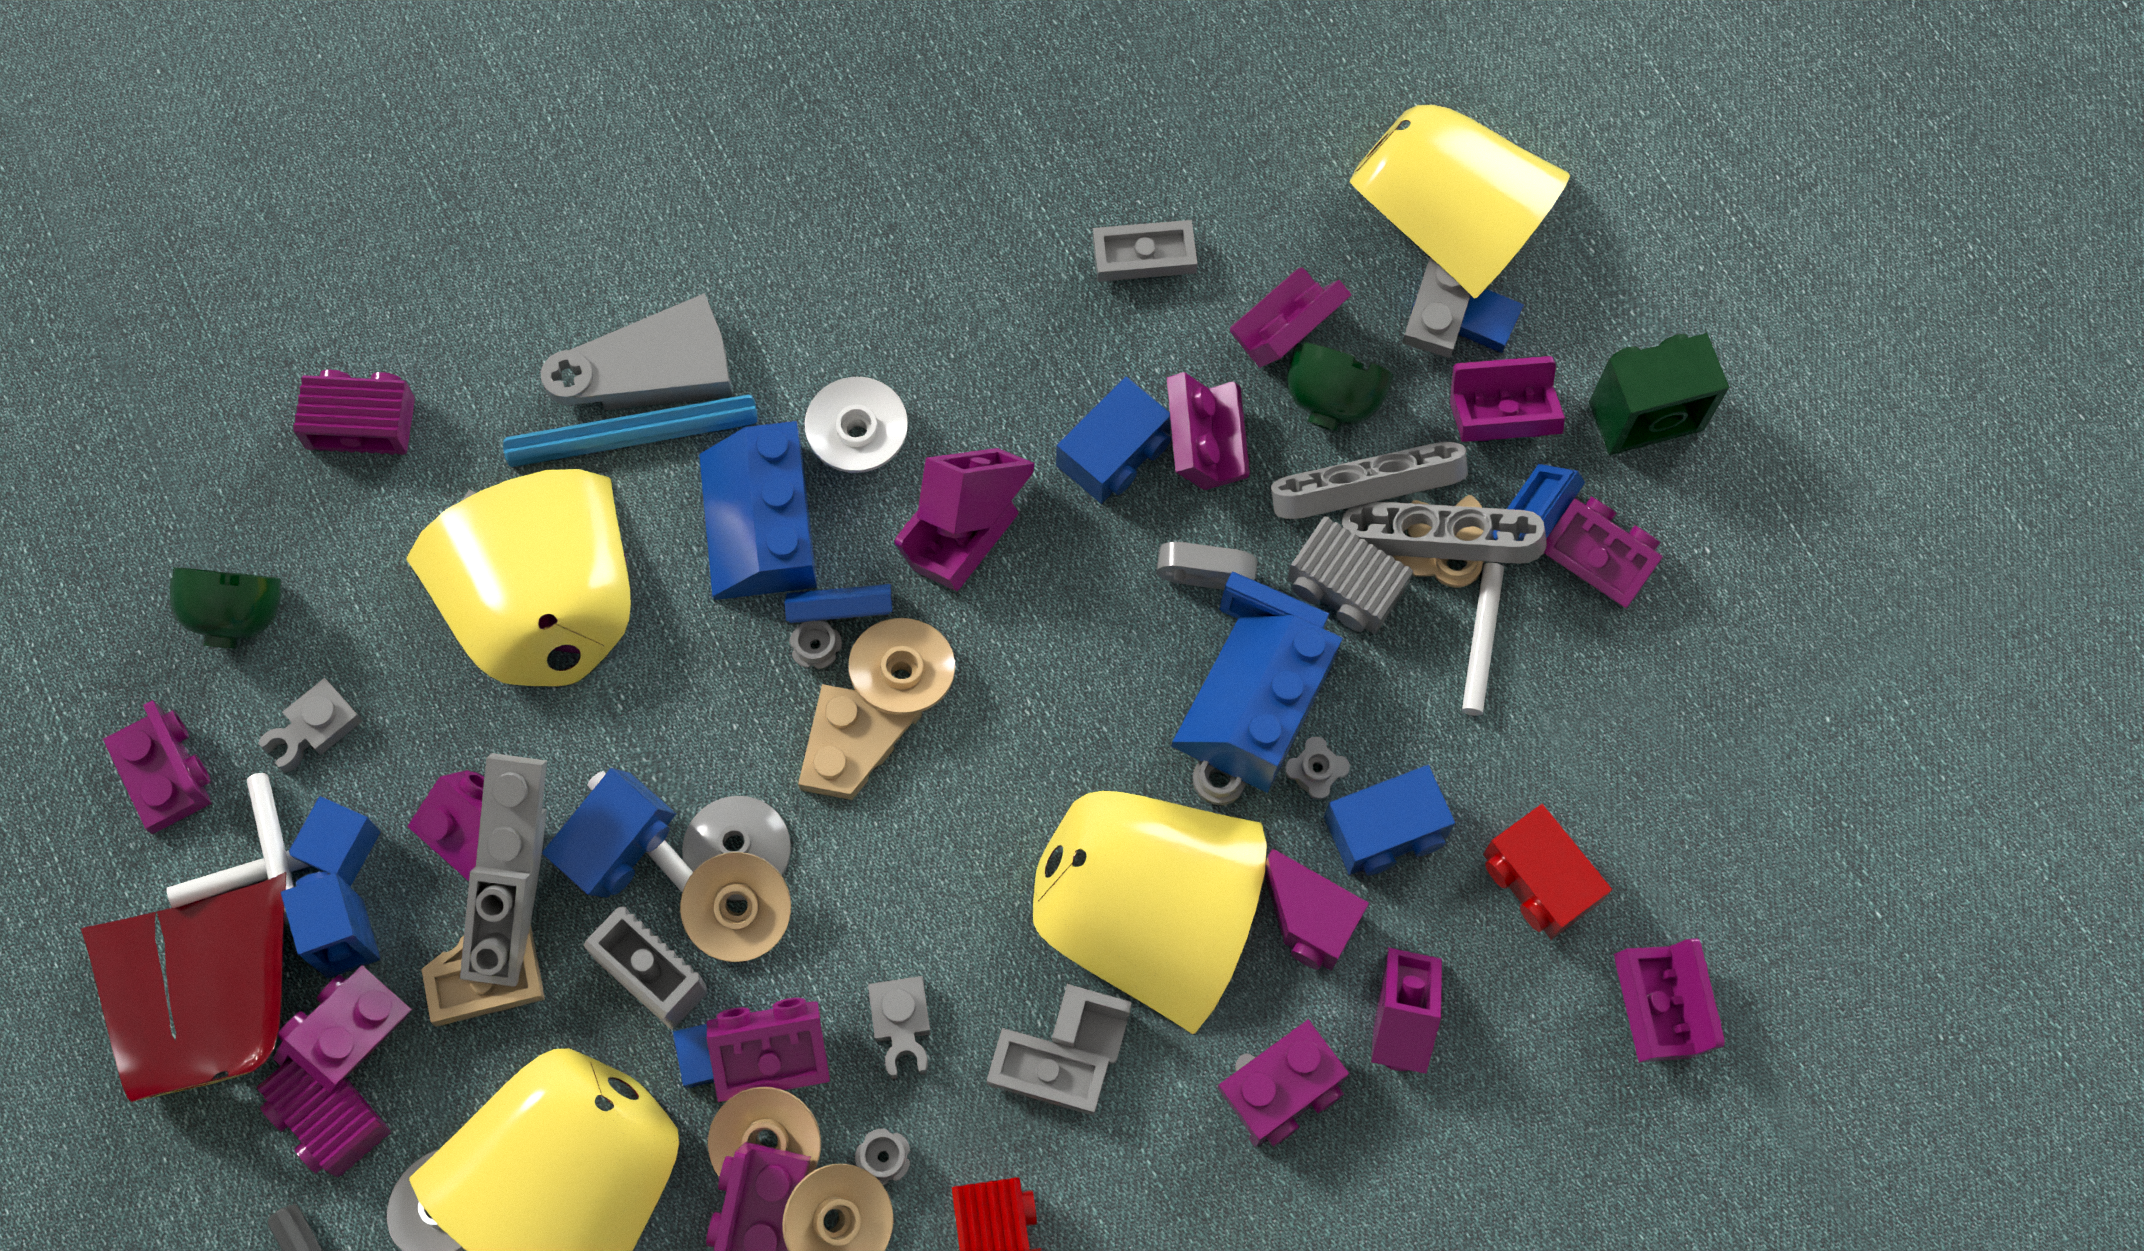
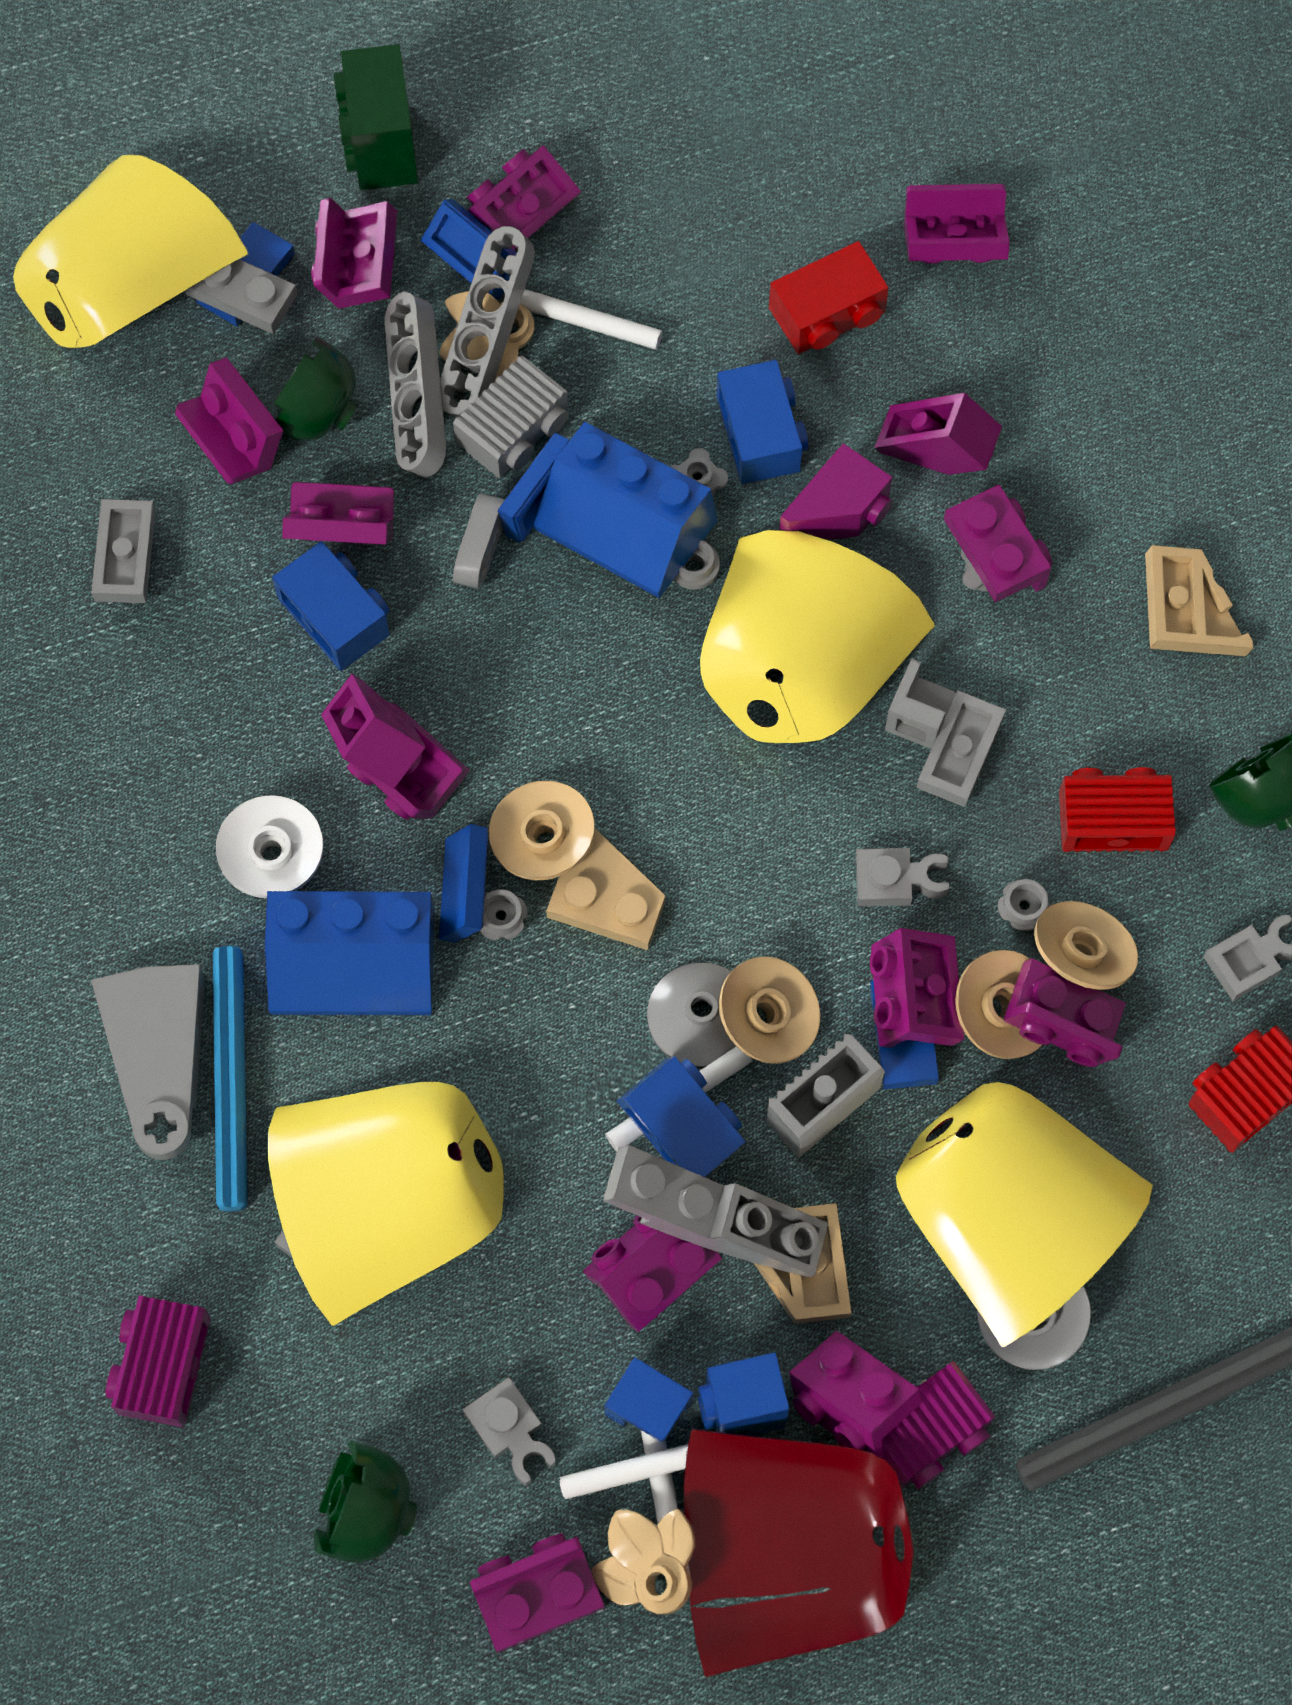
camera: 80 degrees left, 0 degrees up
(183, 861) = (643, 1553): none -> tan plate

